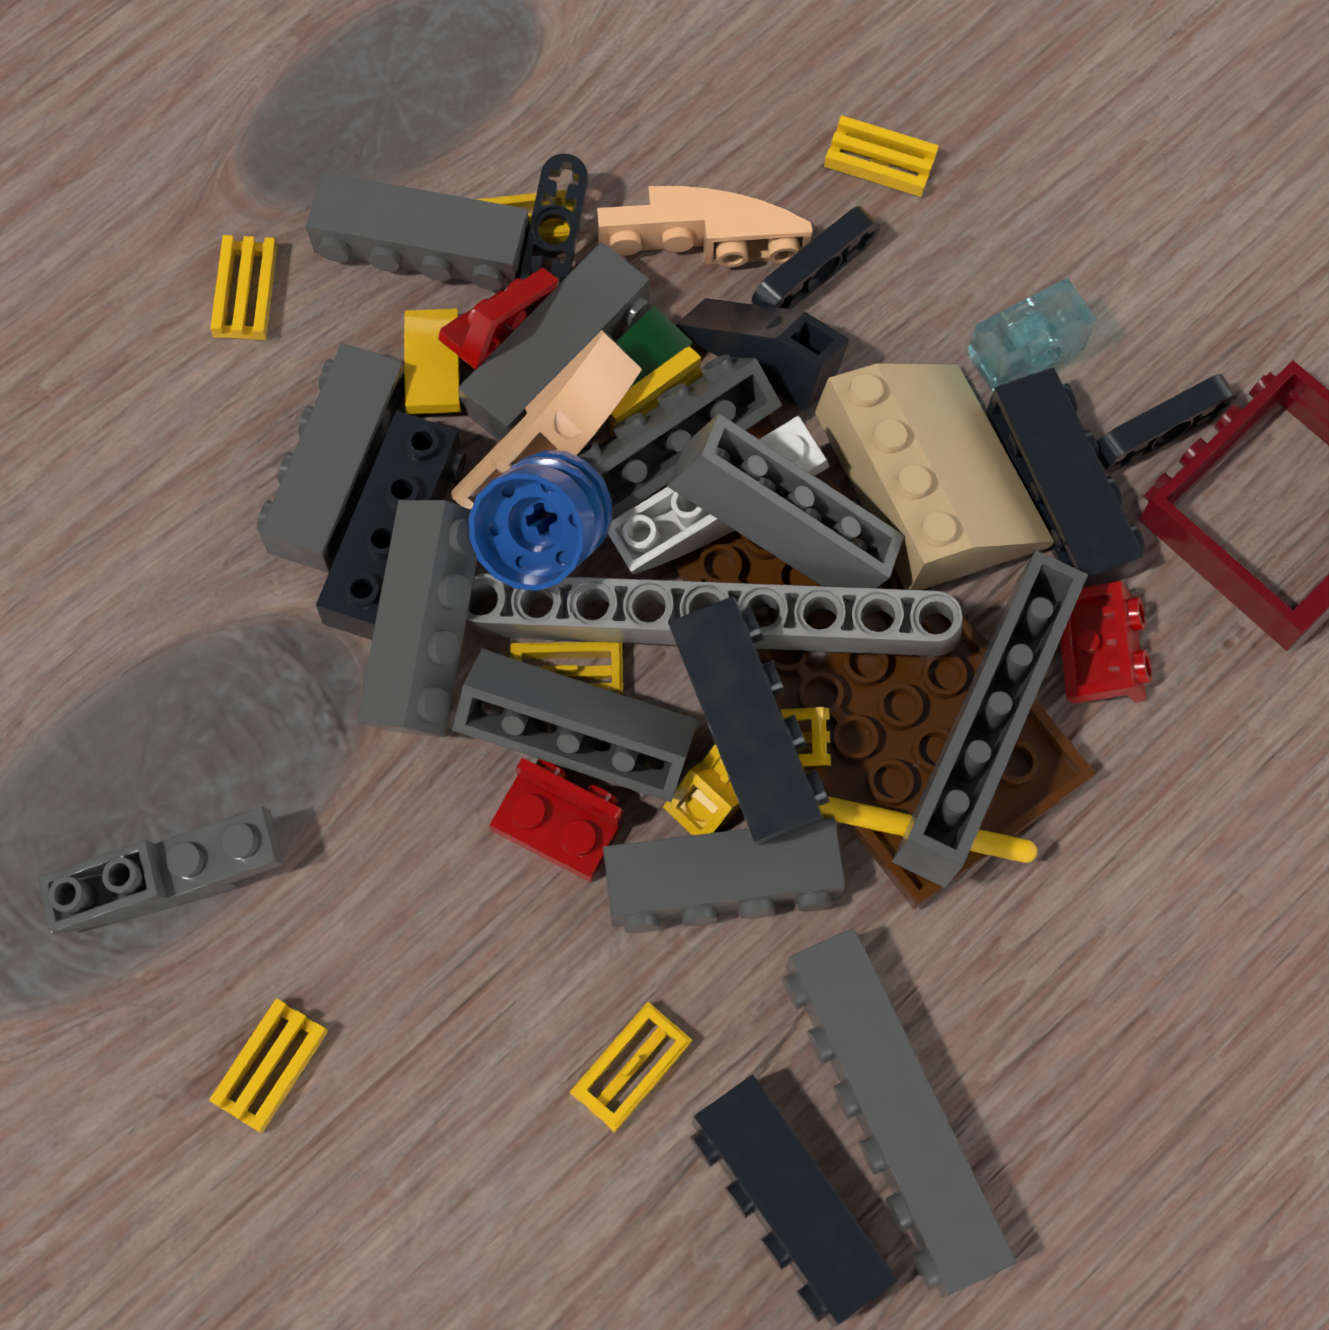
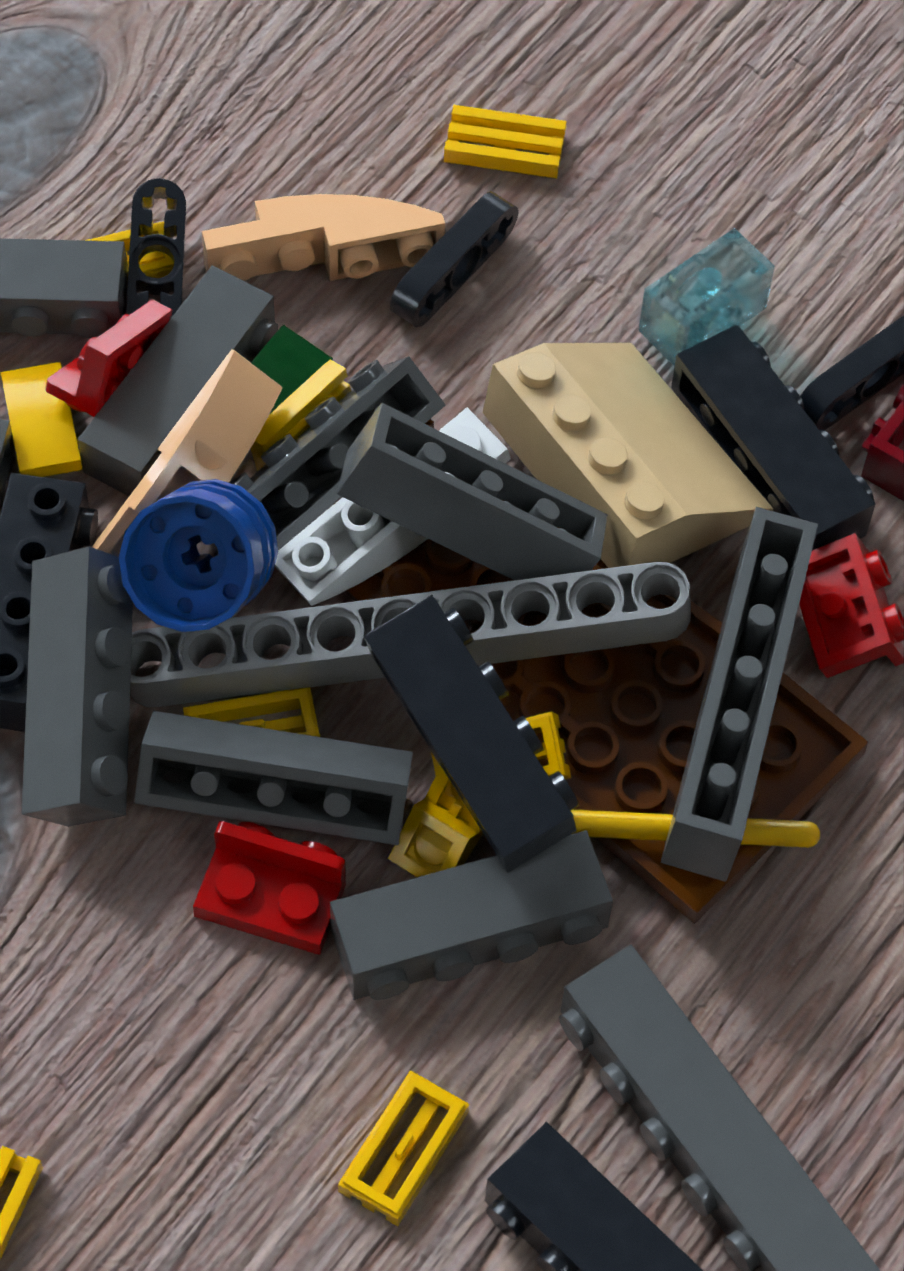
camera: 10 degrees left, 10 degrees down
(789, 344) = (444, 341): black slope -> none

